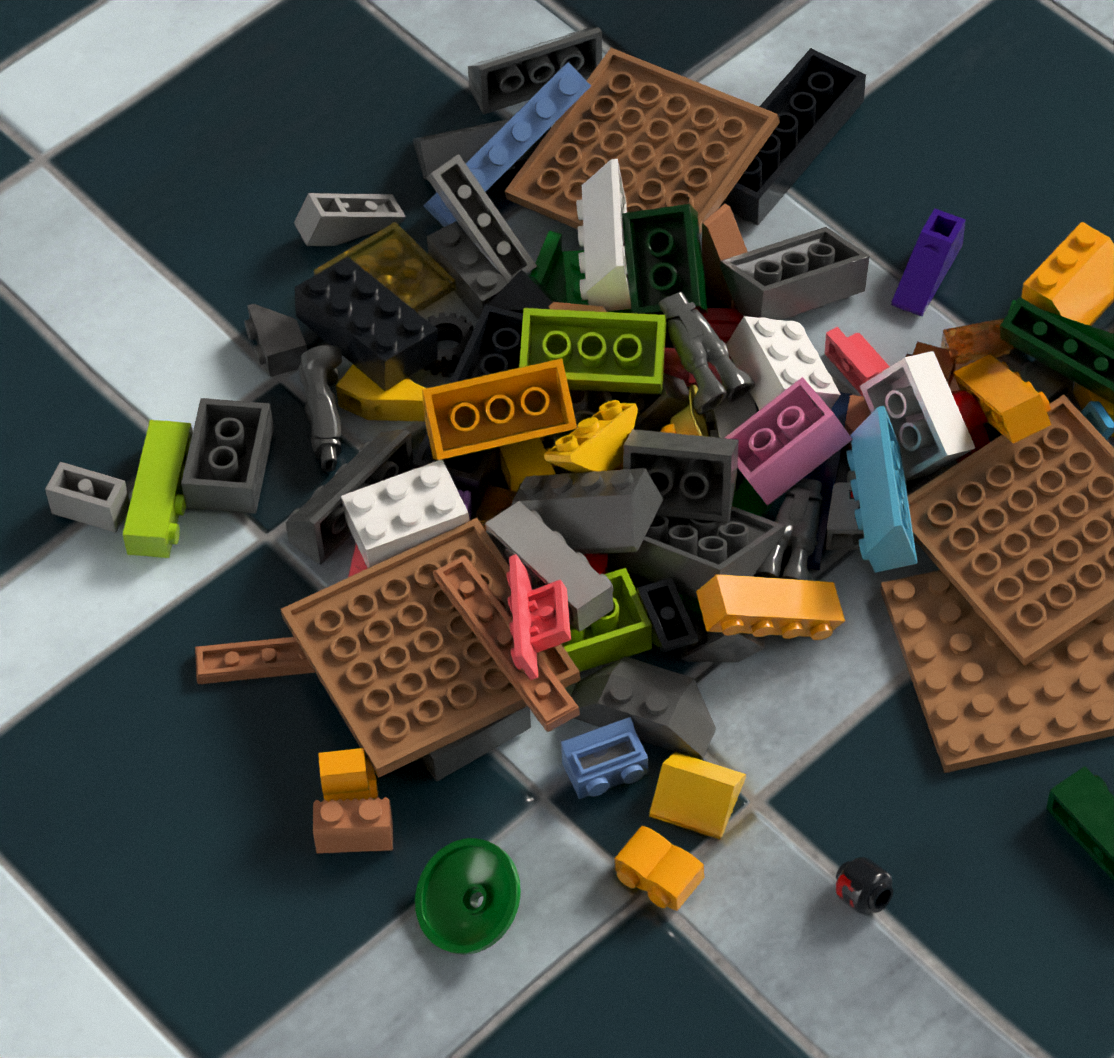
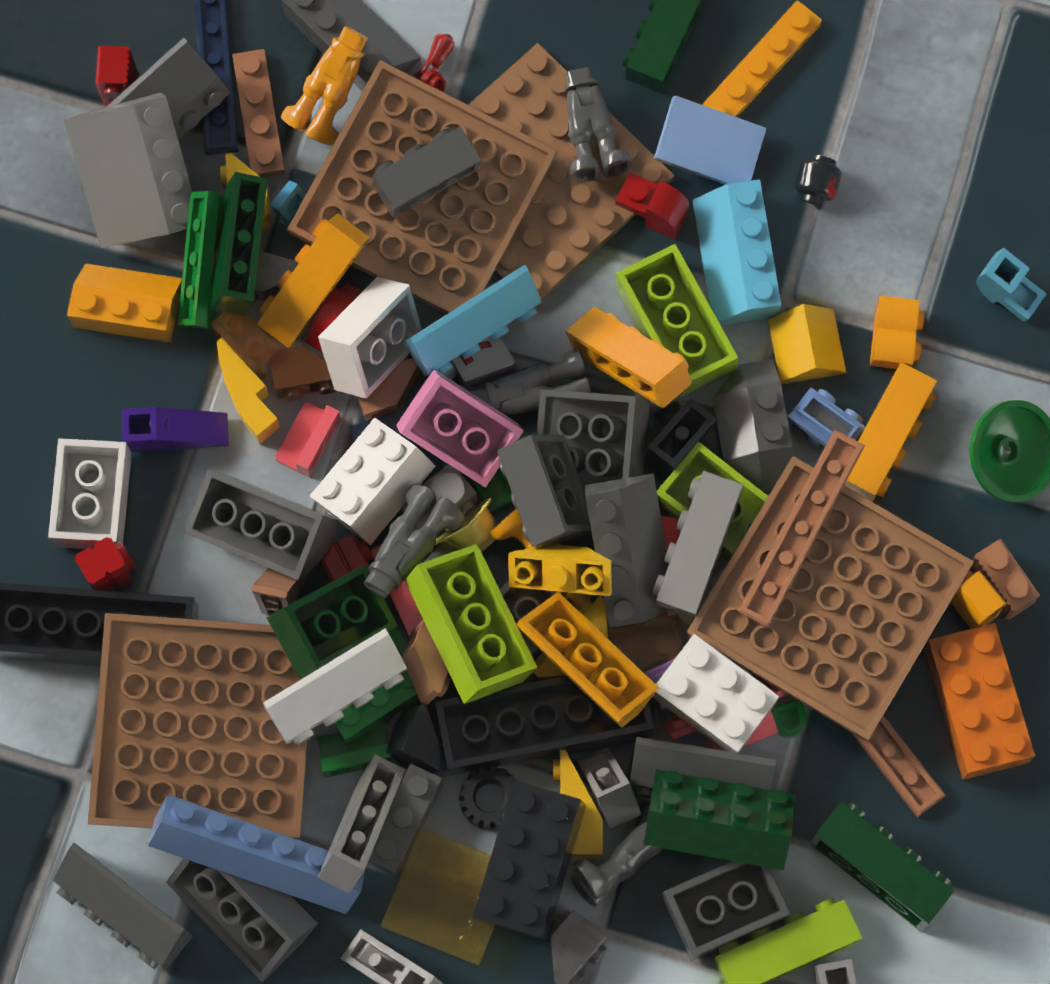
camera: 120 degrees left, 20 degrees up
(170, 579) = (882, 866): none -> dark green brick
(255, 742) = (979, 701): none -> orange brick
(296, 464) = (720, 819): none -> dark green brick
(386, 414) = (609, 788): none -> light grey slope
(538, 617) = (773, 503): coral bracket -> none
(562, 807) = (888, 430): none -> light orange brick
(647, 991) = (1006, 283): none -> medium azure brick
(733, 414) = (448, 486): none -> light grey tile
(788, 681) = (676, 313): none -> lime brick
(825, 780) = (737, 253): none -> medium azure slope
(829, 160) = (106, 565): none -> red brick
(902, 179) = (89, 493): none -> white brick
(905, 326) = (246, 394): none -> yellow slope
(915, 720) = (658, 203): none -> red brick
(958, 804) = (709, 142): none -> light blue tile
(1015, 888) = (764, 60): none -> light orange plate
(1038, 703) = (589, 121): none -> dark grey piece
(1058, 521) = (425, 170): none -> dark grey brick

